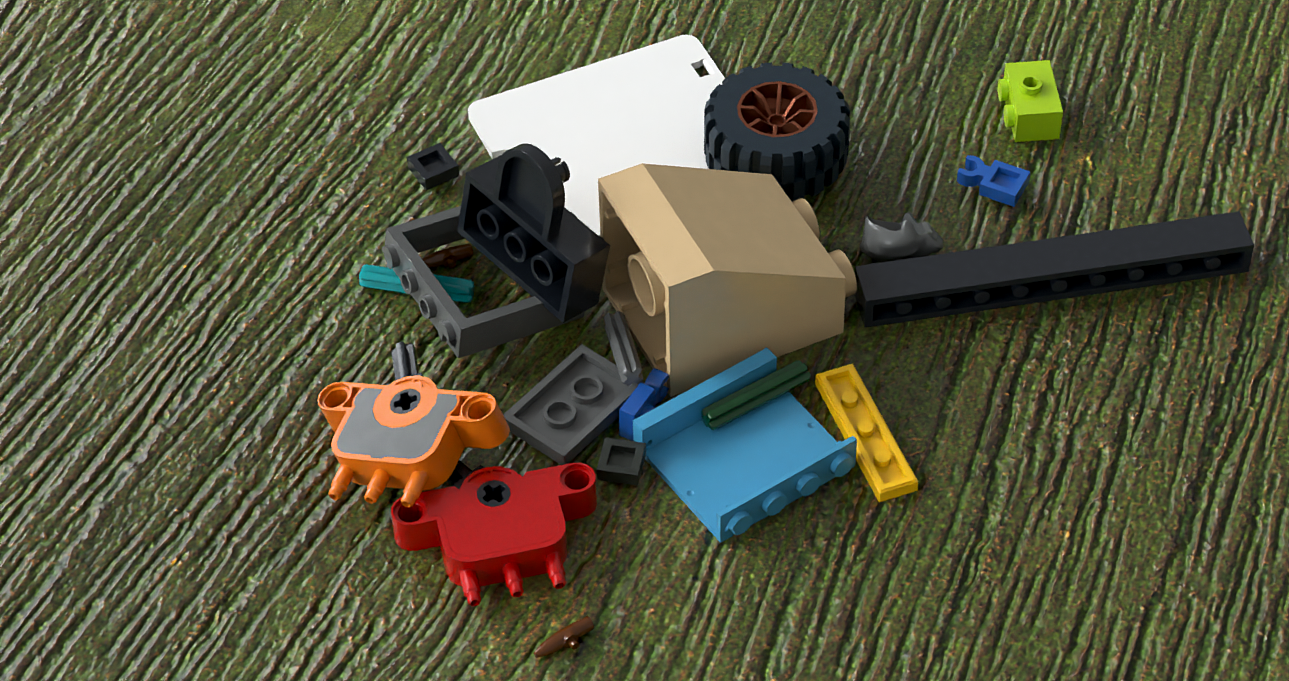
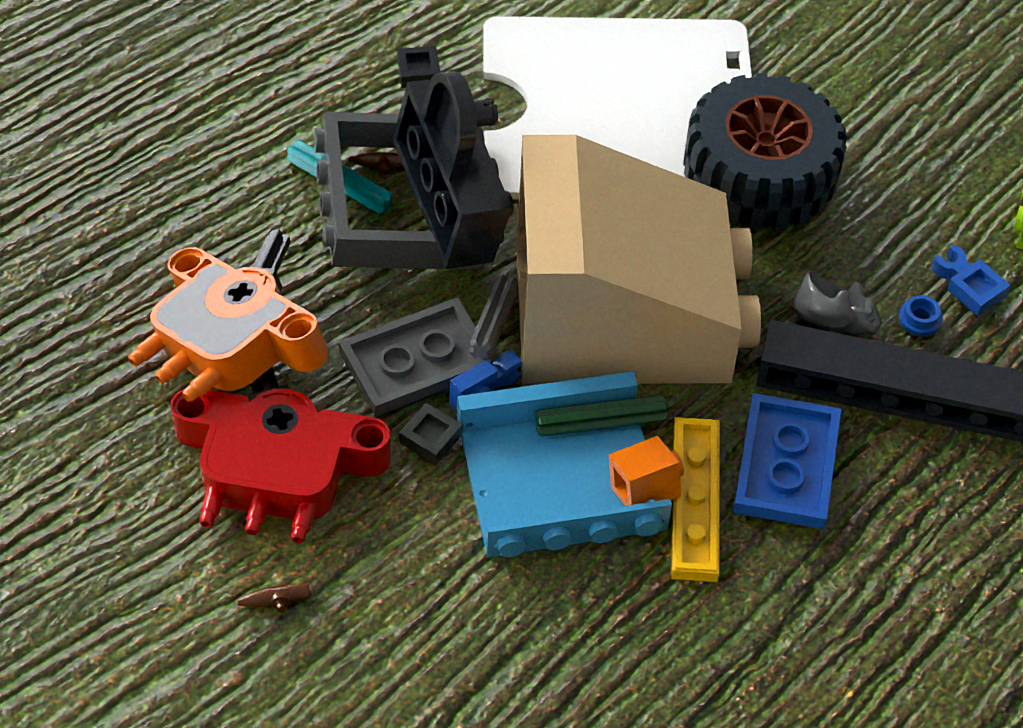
camera: 20 degrees right, 5 degrees up
(820, 423) = (646, 472): none -> orange brick
(925, 374) = (787, 461): none -> blue plate
(970, 222) = (921, 316): none -> blue plate

